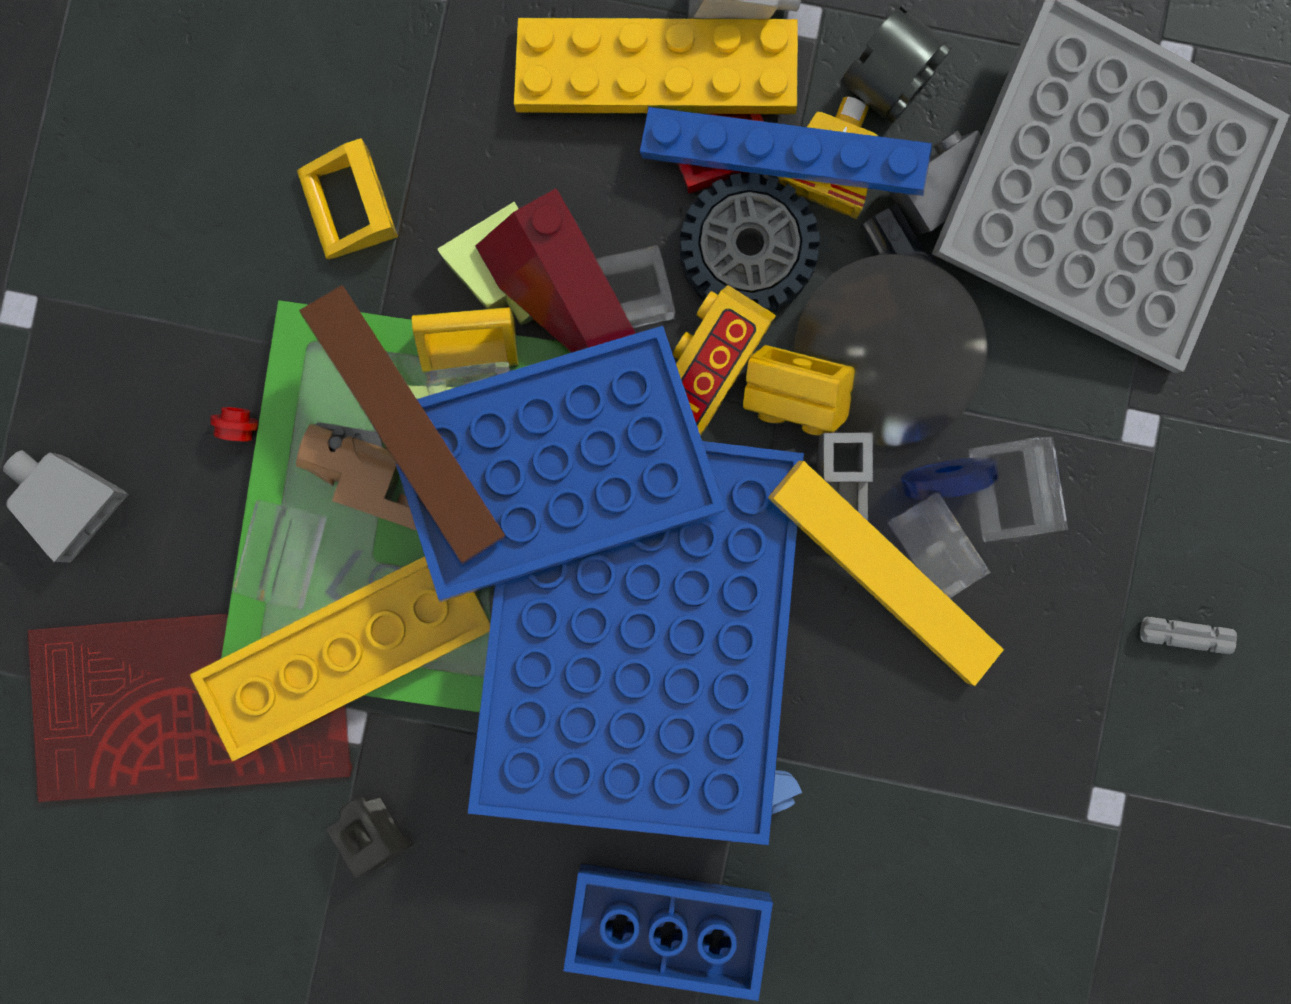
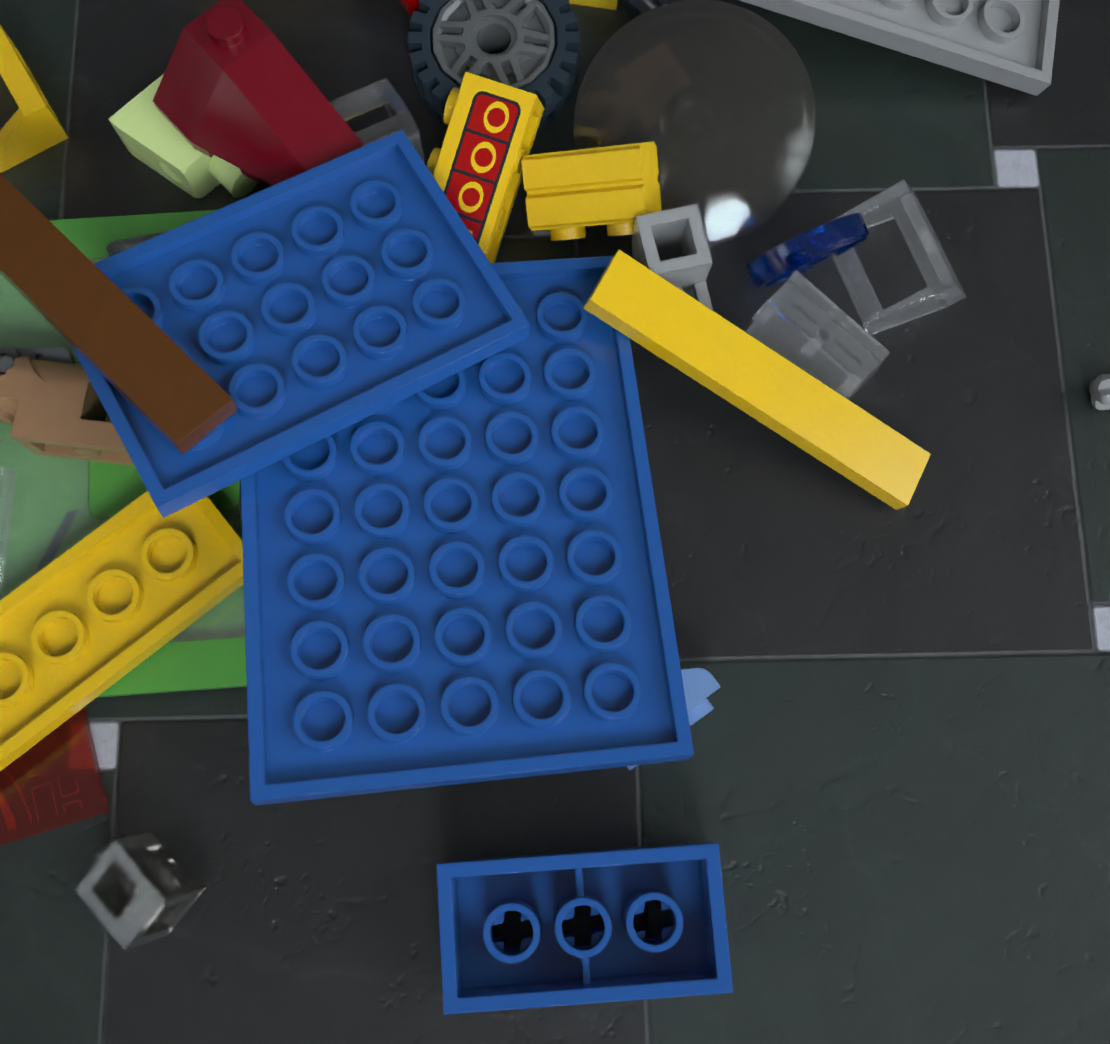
camera: 15 degrees left, 10 degrees down
(465, 338) = (155, 213): yellow tile -> none

